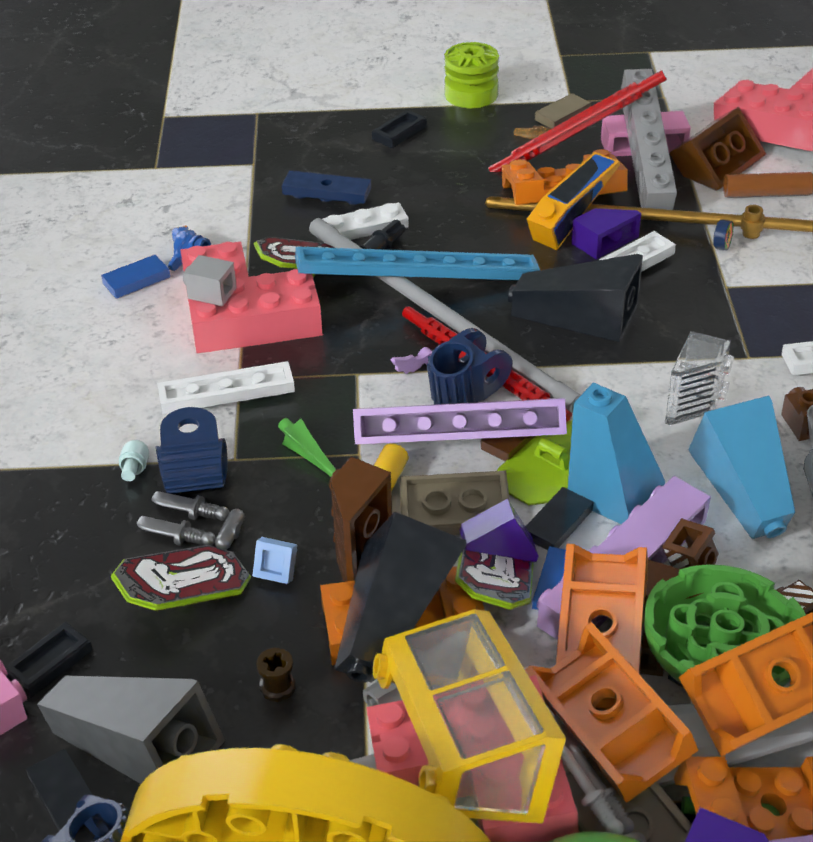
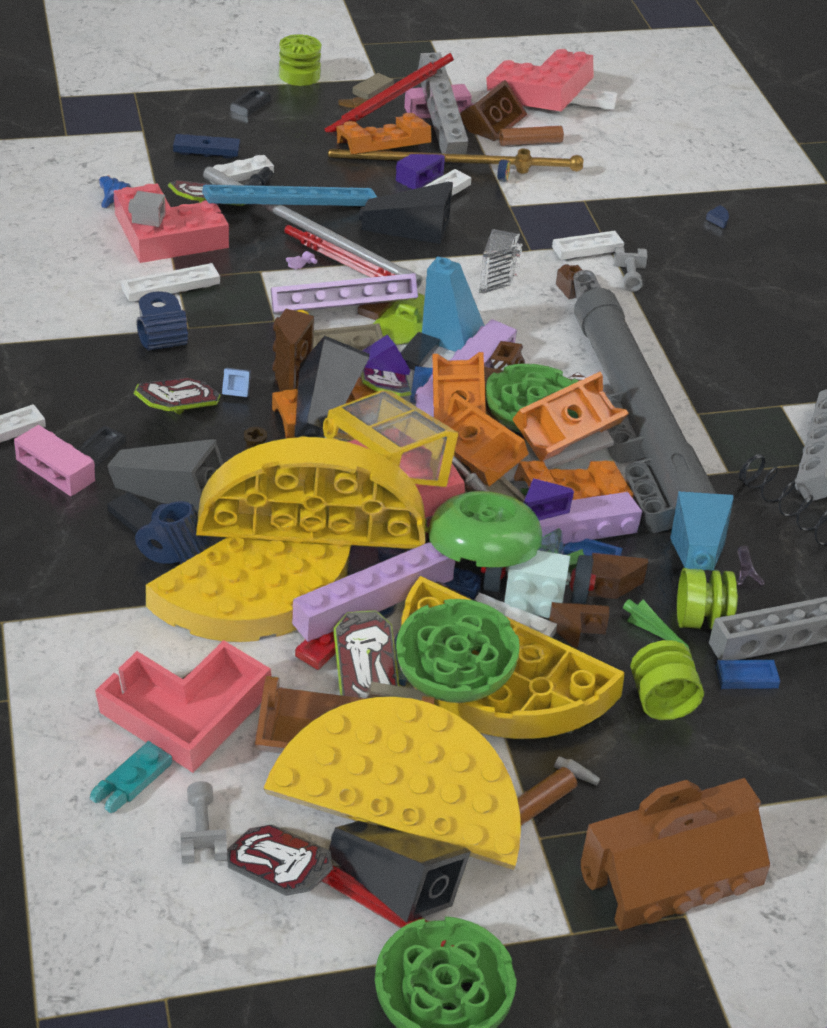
camera: 15 degrees left, 0 degrees up
(133, 459) = (118, 329): light aqua cylinder -> none
(135, 276) = (78, 212): blue tile -> none
(195, 507) = (171, 356): flat silver piece -> none
(301, 441) = (232, 312): bright green piece -> none
(463, 379) = (341, 266): dark blue piece -> none
(554, 214) = (392, 148): slope -> none
(746, 464) = (536, 310): dark azure slope -> none

